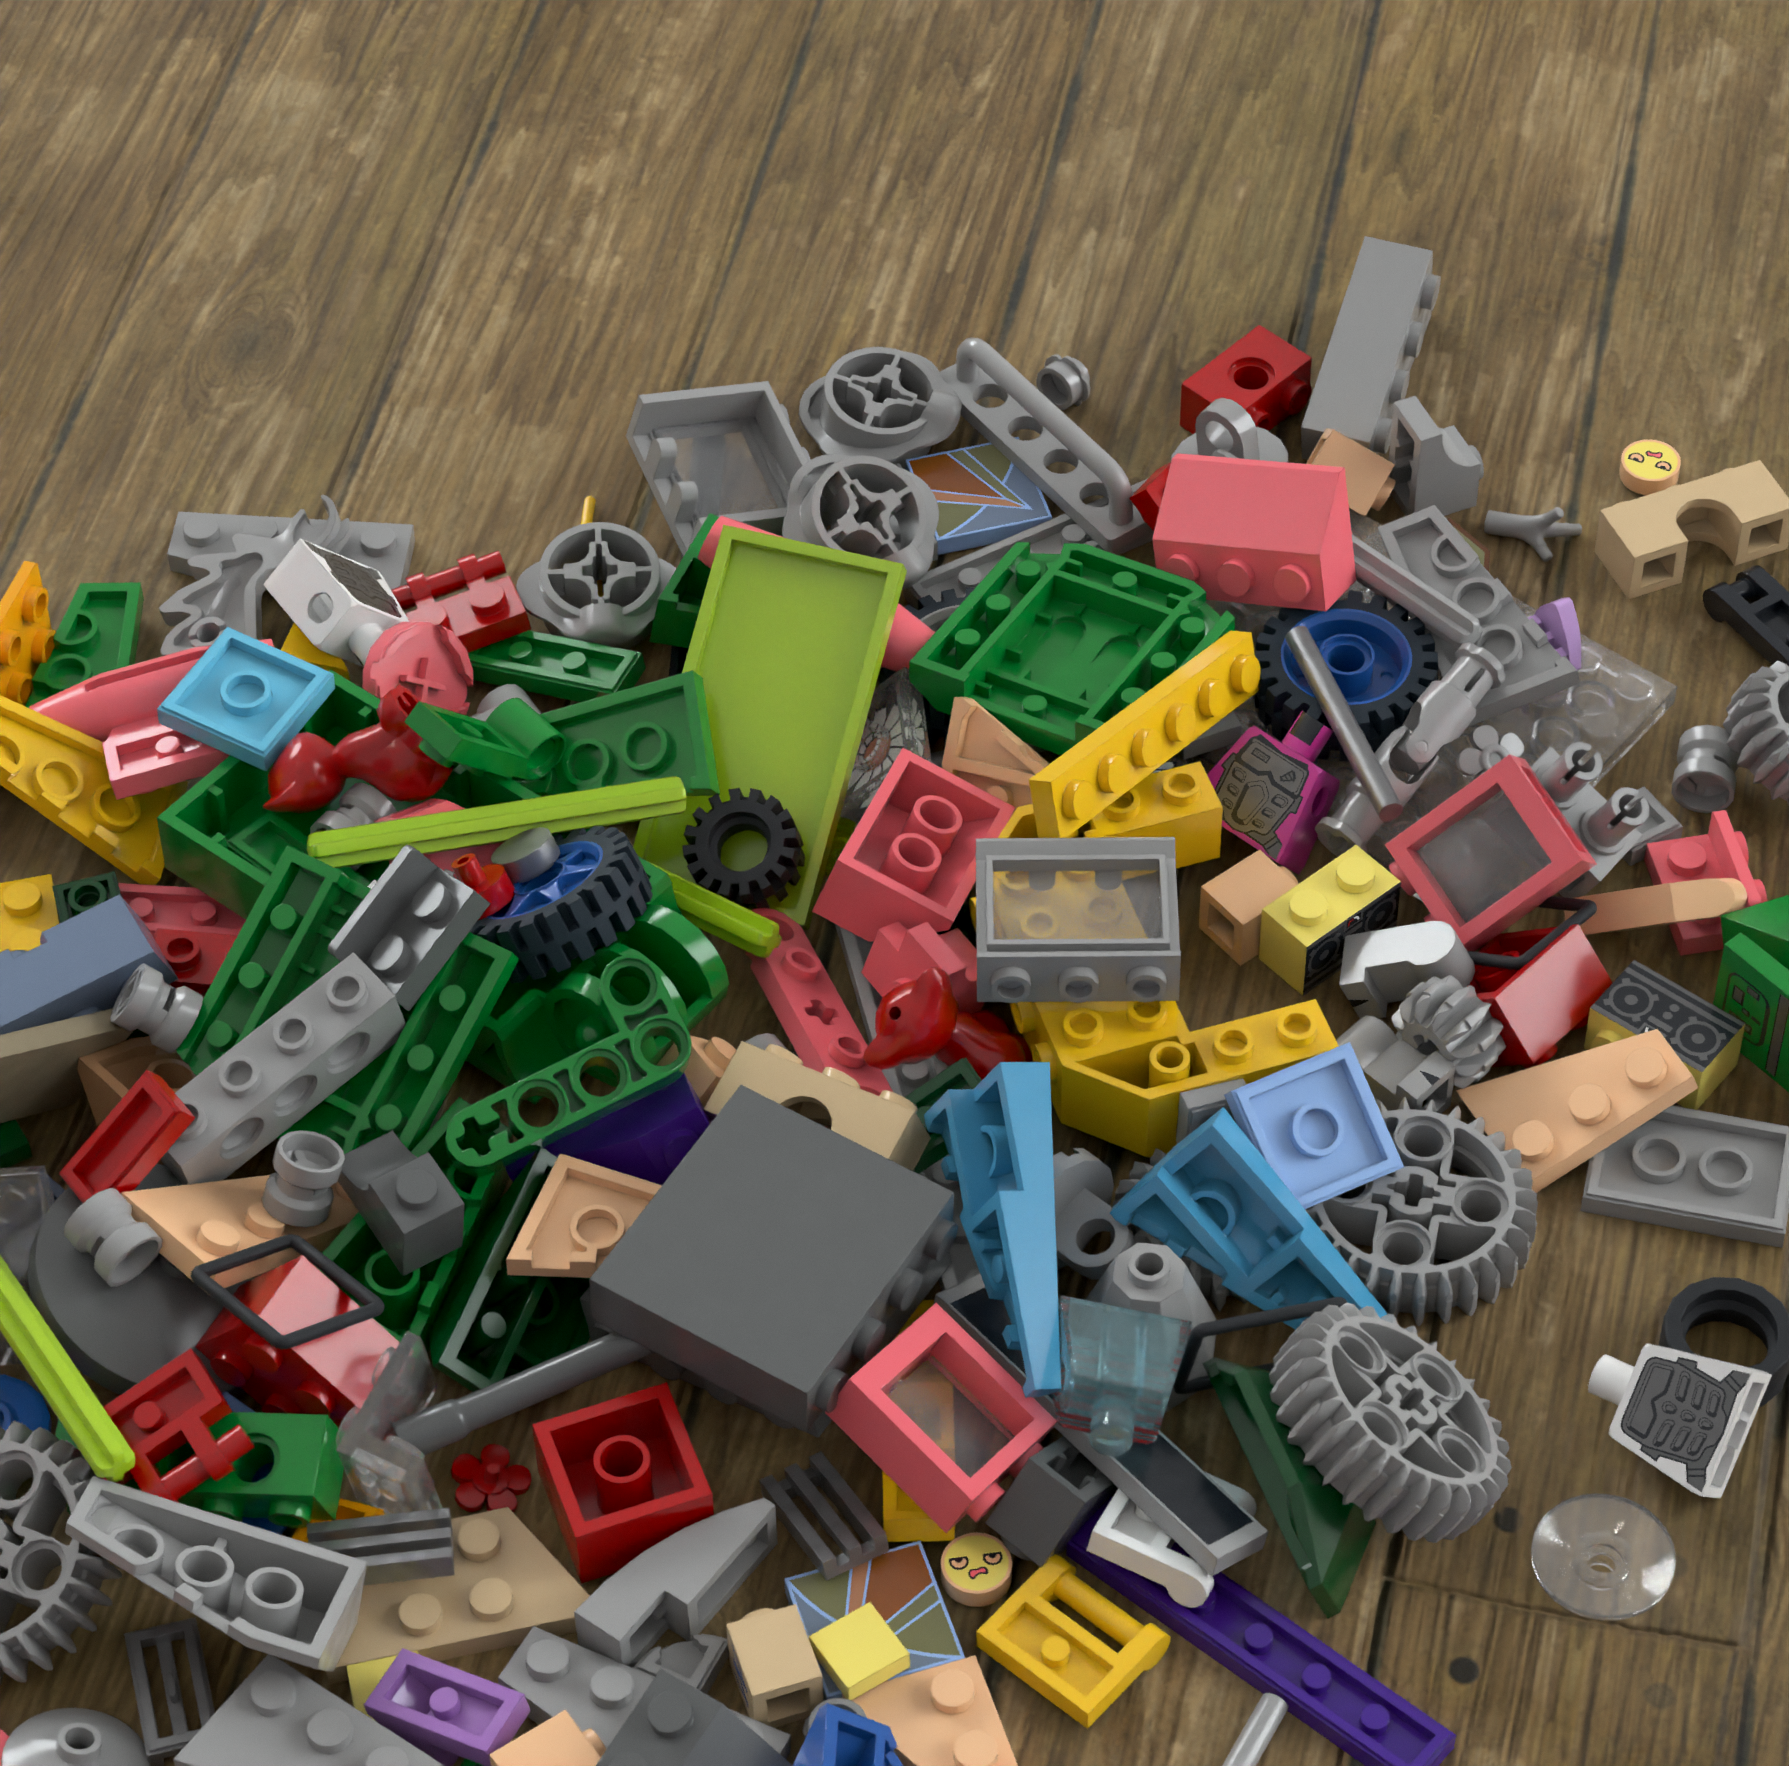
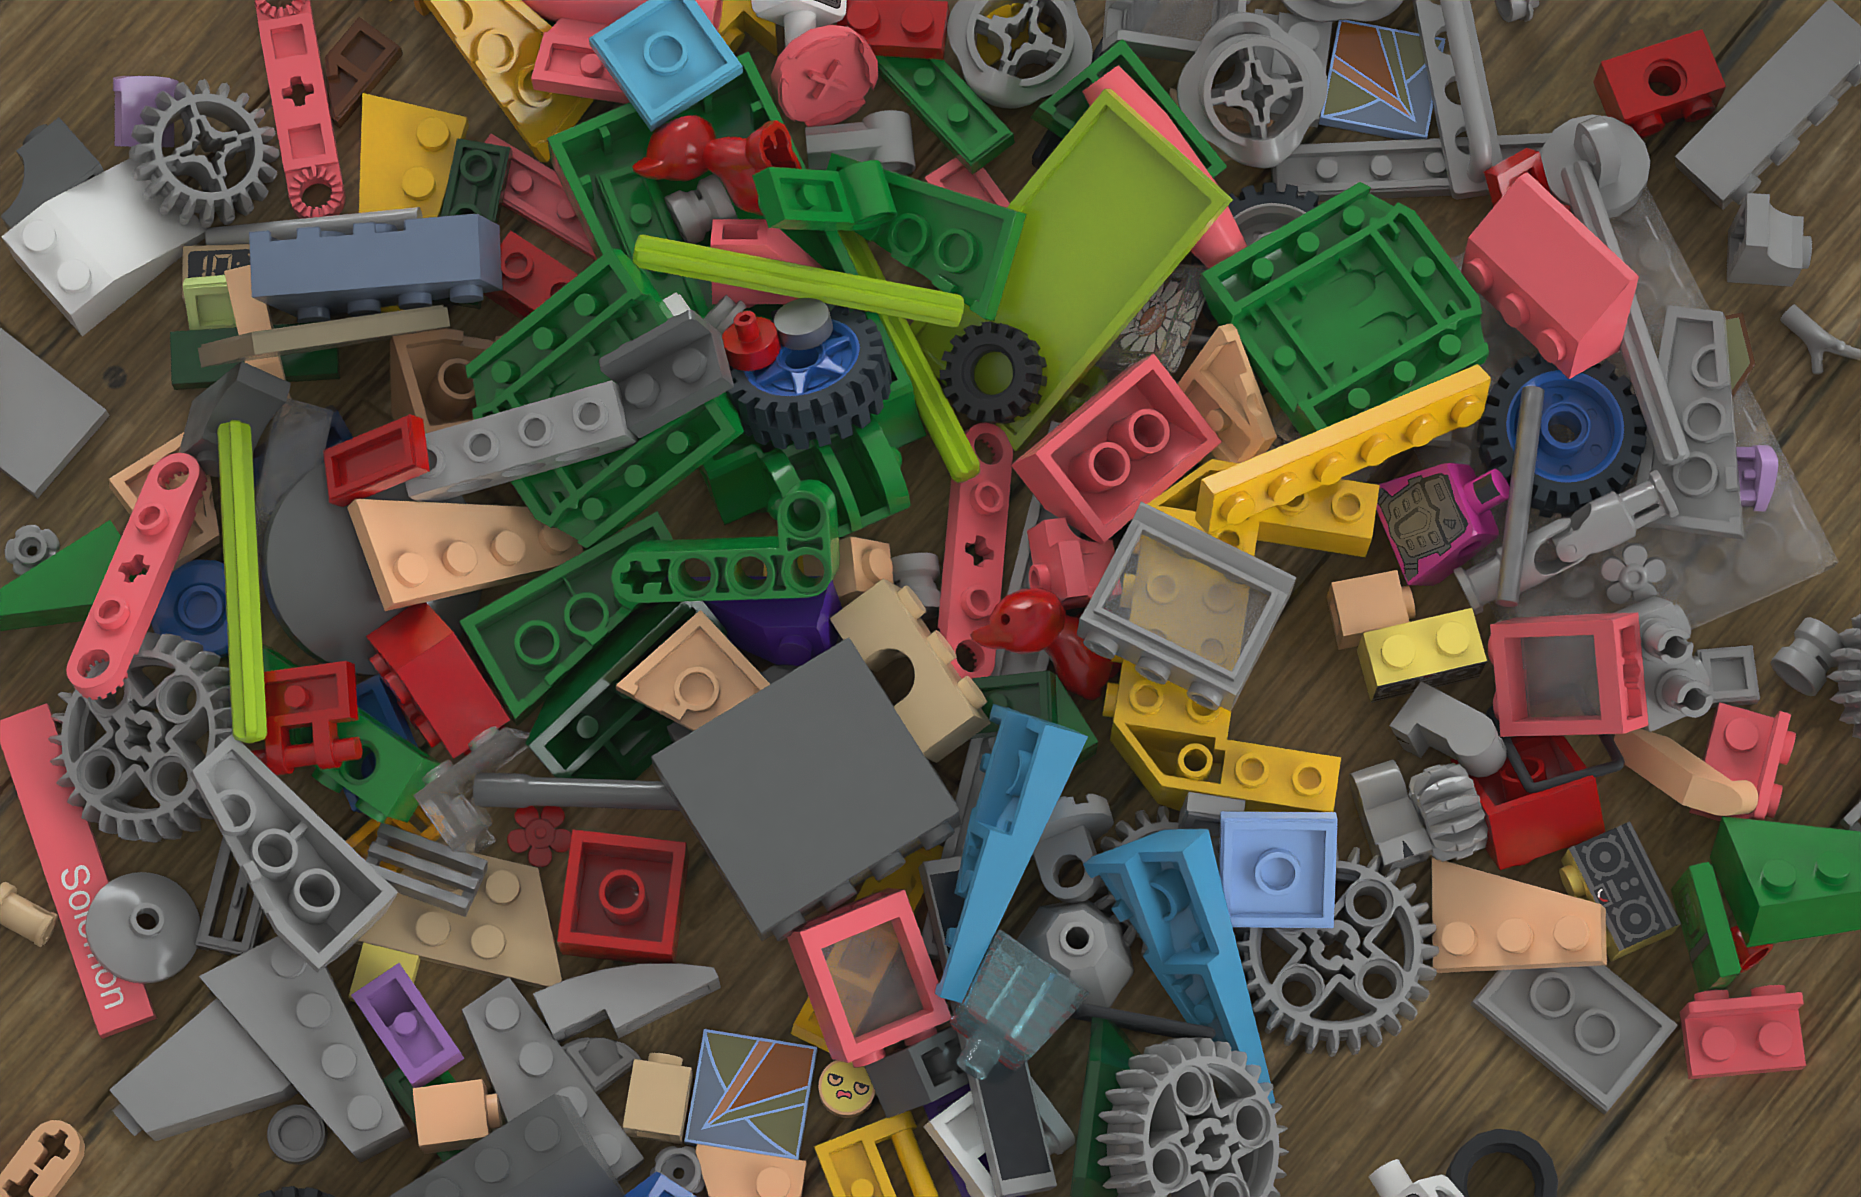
camera: 25 degrees right, 25 degrees up
(112, 1237) = (332, 535): light grey wheel -> none
(156, 1008) = (463, 327): light grey wheel -> none
(304, 1172) = (511, 539): light grey wheel -> none
(373, 1303) = (388, 661): black piece -> none
(404, 1201) = (564, 589): dark grey arch -> none
(804, 1484) = (756, 949): flat silver tile -> none
(859, 1651) = (721, 1121): light yellow tile -> none
(1365, 471) = (1687, 221): light nougat brick -> none

